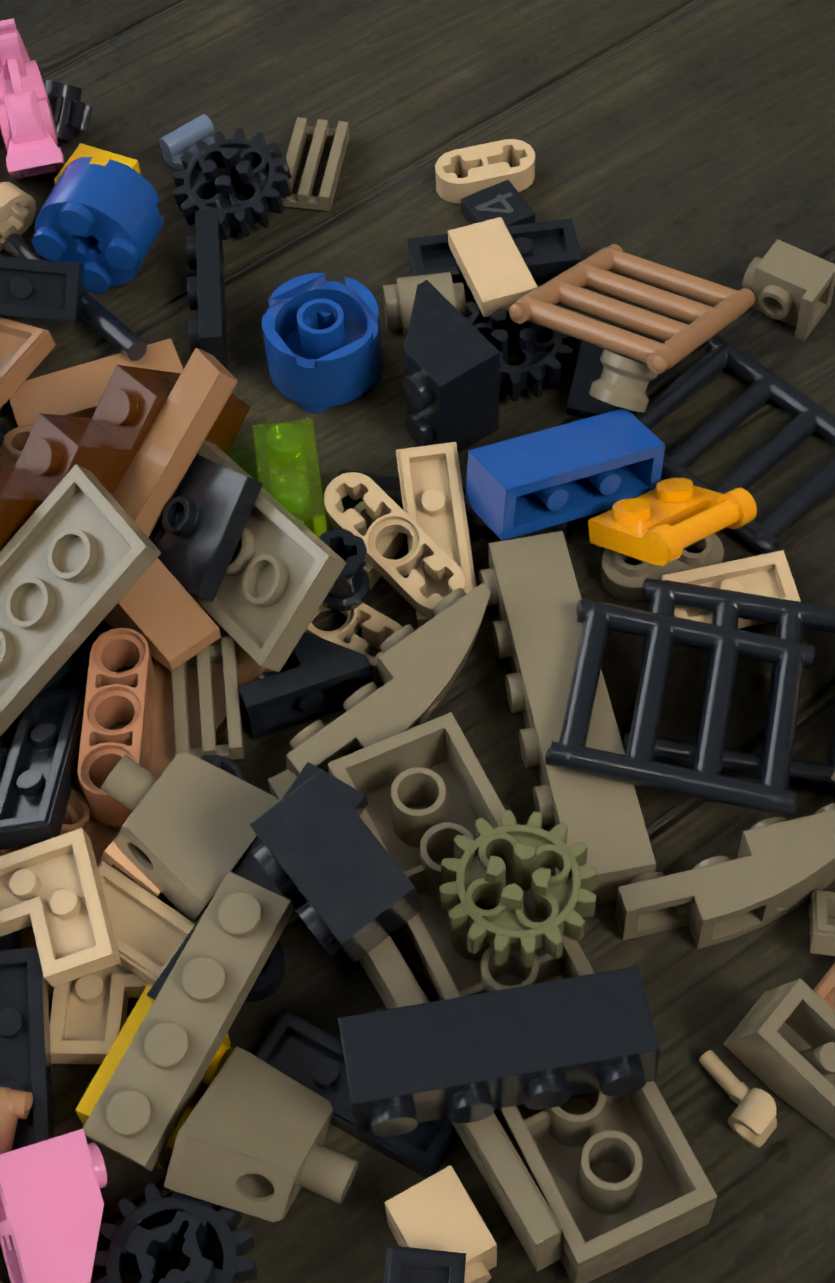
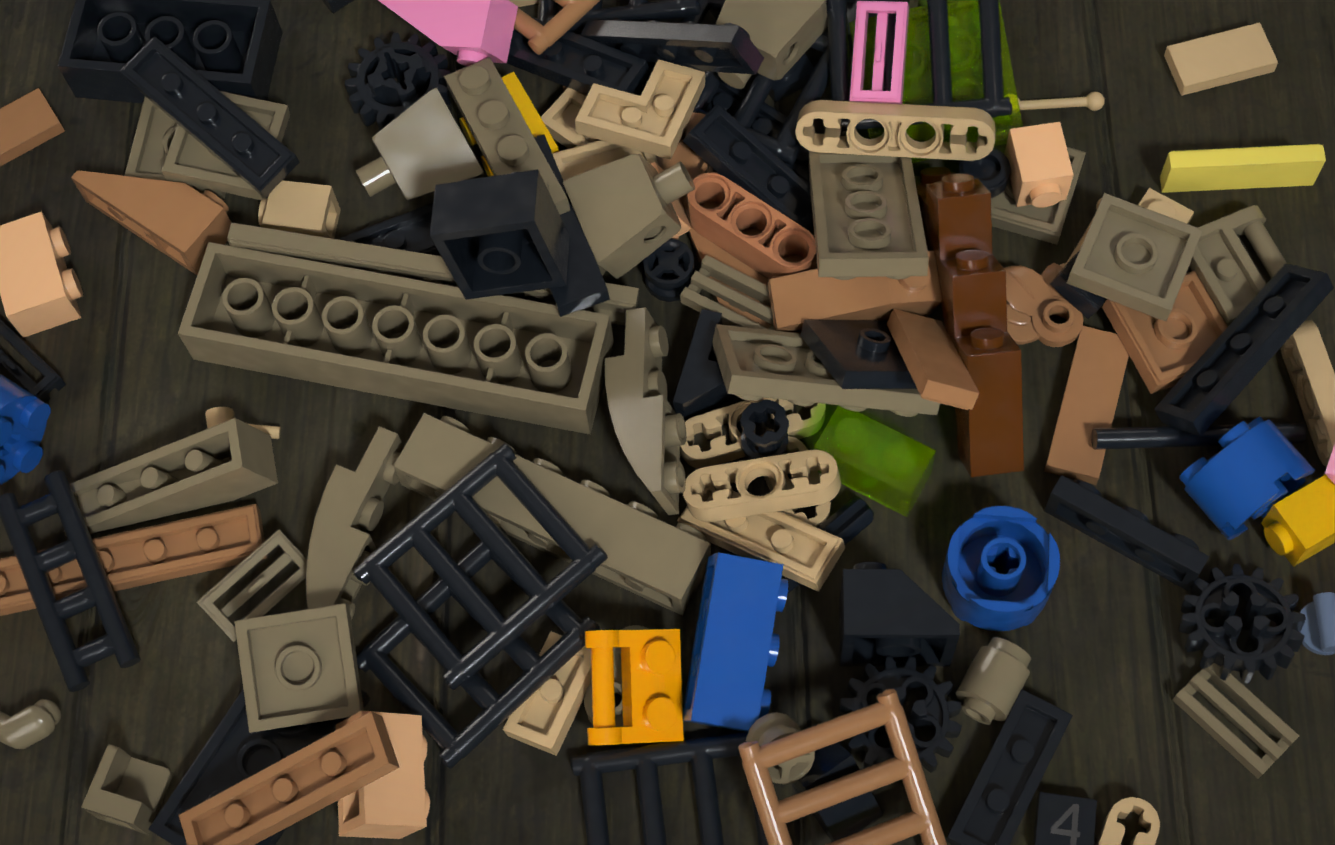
camera: 130 degrees right, 10 degrees up
(491, 264) = (979, 744): tan tile -> none
(499, 1051) = (335, 265): black brick -> none
(505, 927) = (444, 326): olive gear -> none

